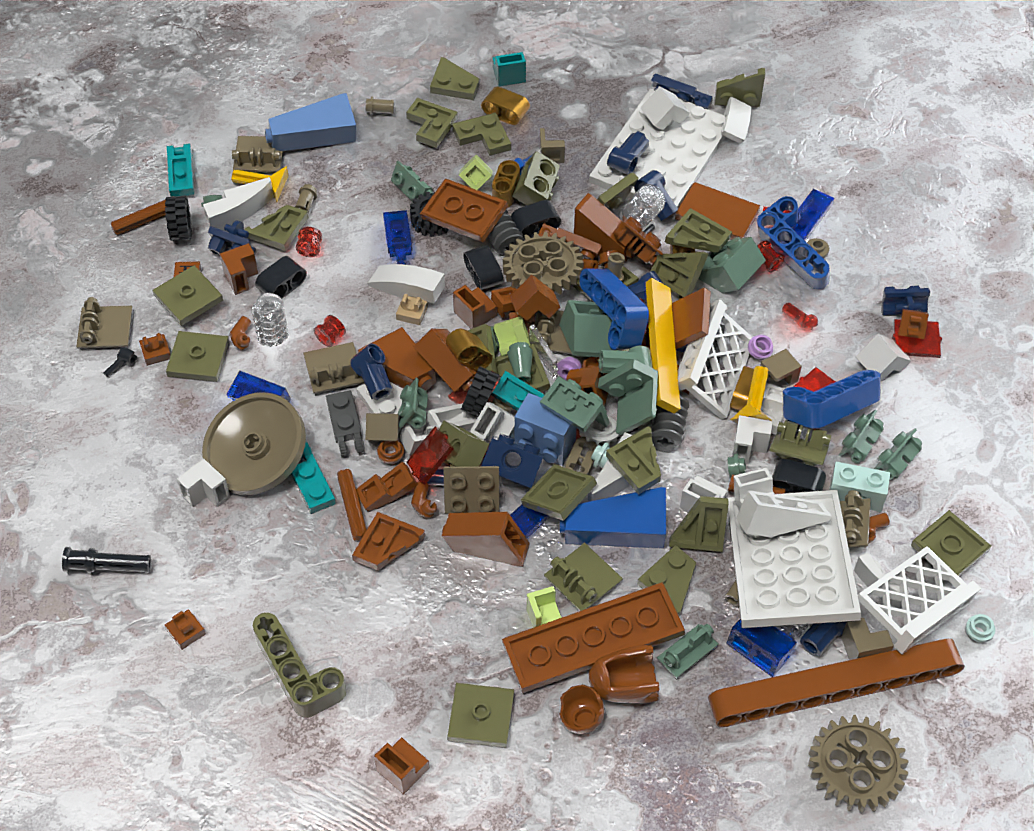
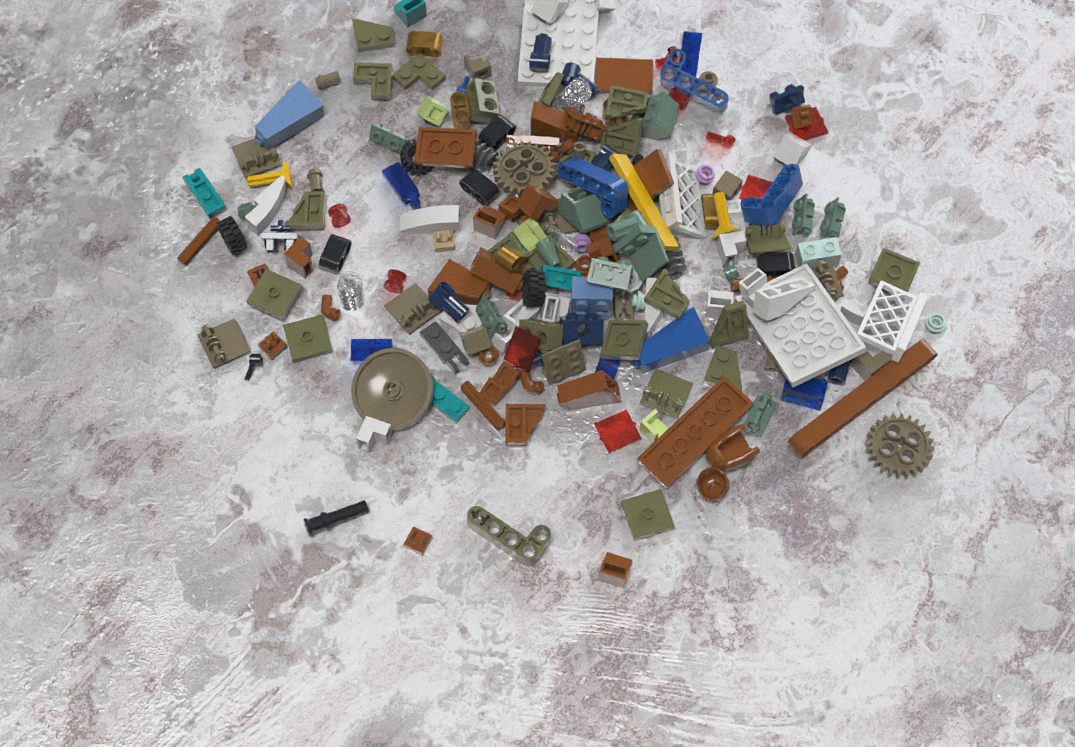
camera: 25 degrees left, 10 degrees up
(498, 599) = (617, 431): none -> clear red piece

